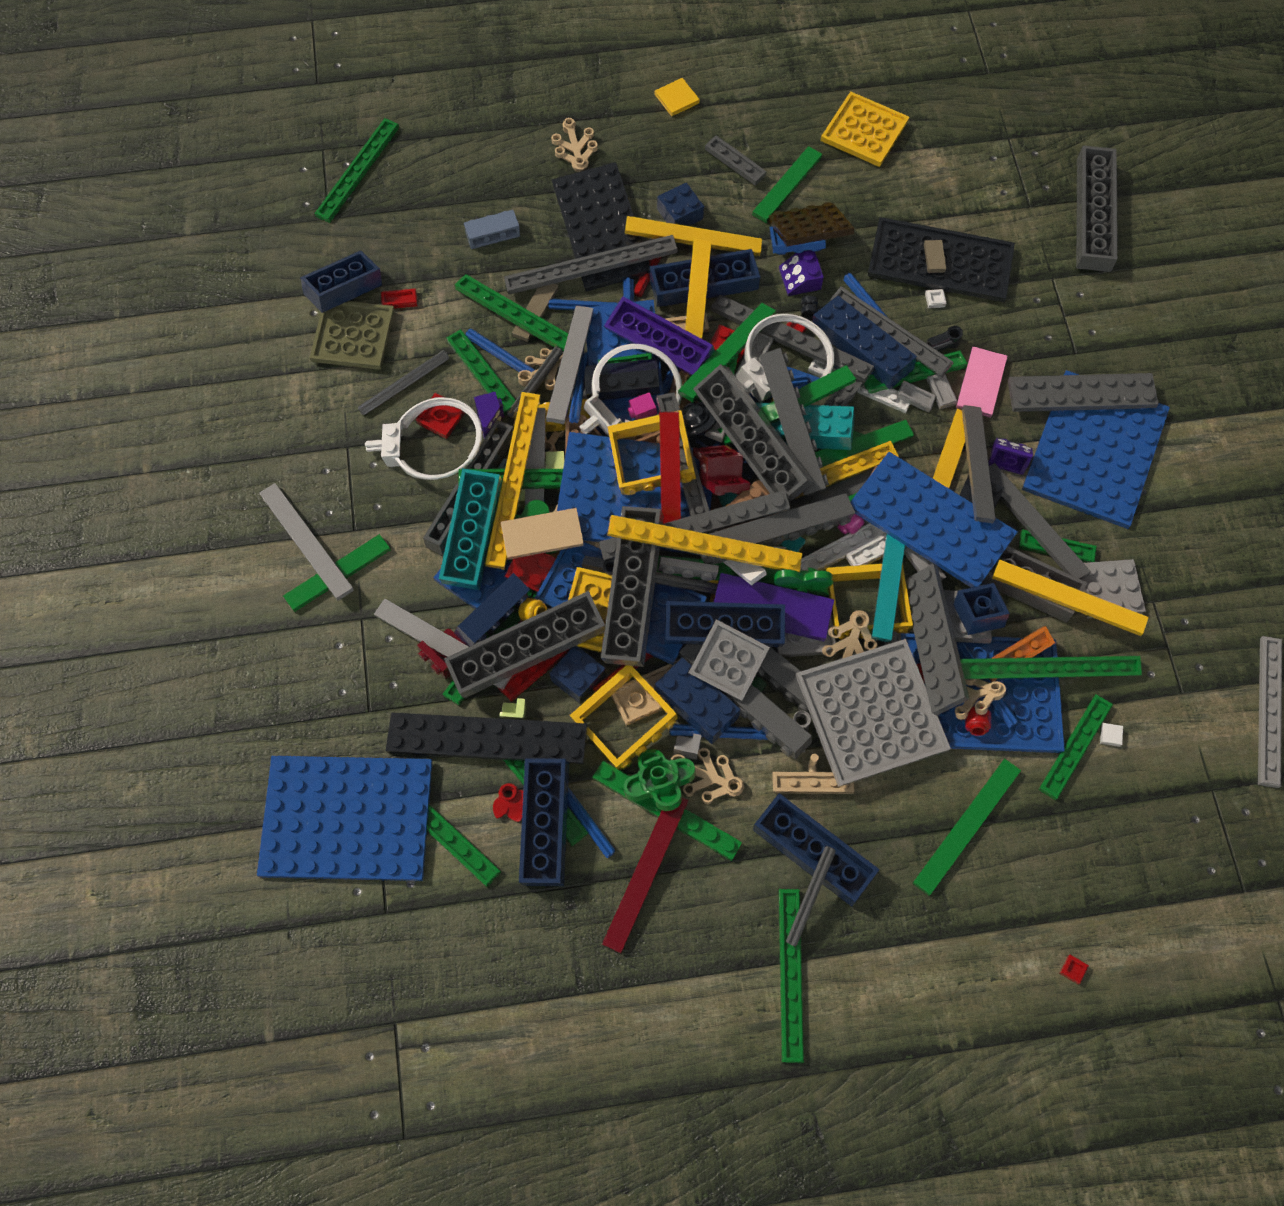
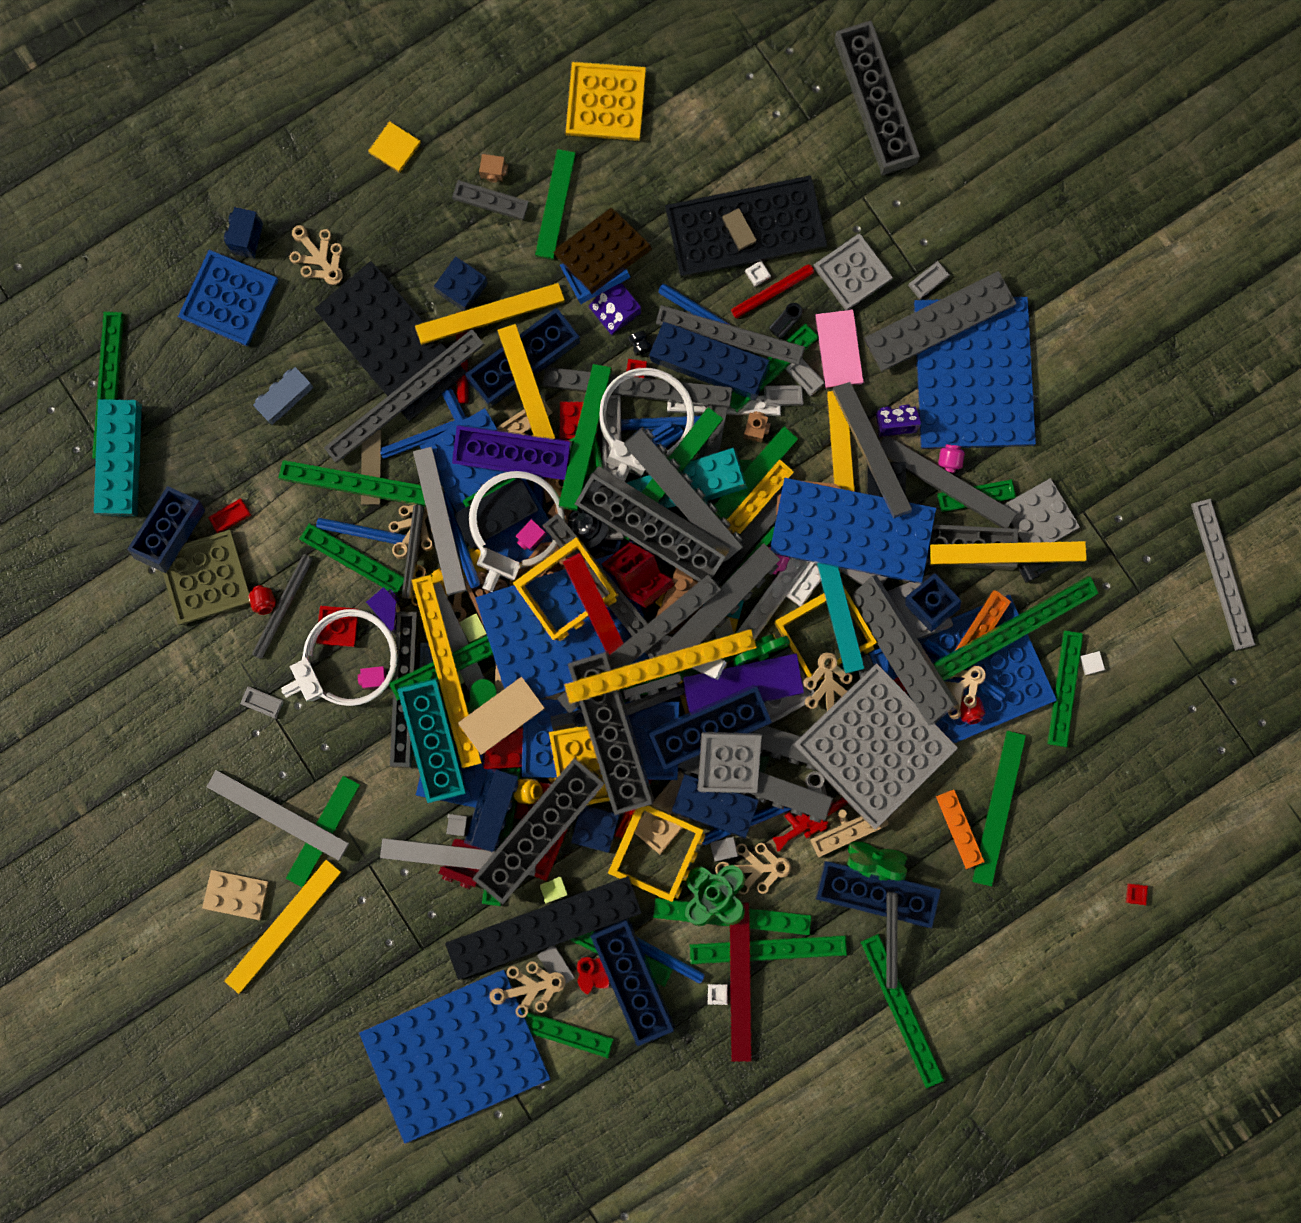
camera: 20 degrees left, 15 degrees up
(232, 591) = (235, 895): none -> tan plate
(256, 636) = (282, 926): none -> yellow tile
(333, 218) = (117, 458): none -> teal brick
(344, 448) = (262, 702): none -> light grey tile
(389, 368) = (262, 600): none -> red head
(447, 463) = (372, 677): none -> dark pink brick
(447, 785) = (531, 987): none -> tan plant
(456, 615) = (457, 825): none -> light grey panel
(480, 780) = (554, 962): none -> light grey tile
(487, 146) = (228, 298): none -> blue plate
(525, 103) = (243, 232): none -> dark blue brick
(618, 875) = (718, 994): none -> white tile
(691, 858) = (772, 949): none -> green tile
(749, 137) = (493, 168): none -> medium nougat brick
(771, 755) = (802, 823): none -> red piece
(827, 816) = (883, 863): none -> green plant
(880, 410) = (756, 427): none -> medium nougat brick
(921, 827) = (960, 829): none -> orange plate
(943, 315) = (772, 291): none -> red axle
(1019, 328) = (852, 272): none -> light grey plate
(1048, 504) = (951, 458): none -> dark pink head
(1084, 361) = (928, 280): none -> light grey tile
(1086, 628) = (1034, 570): none -> black piece

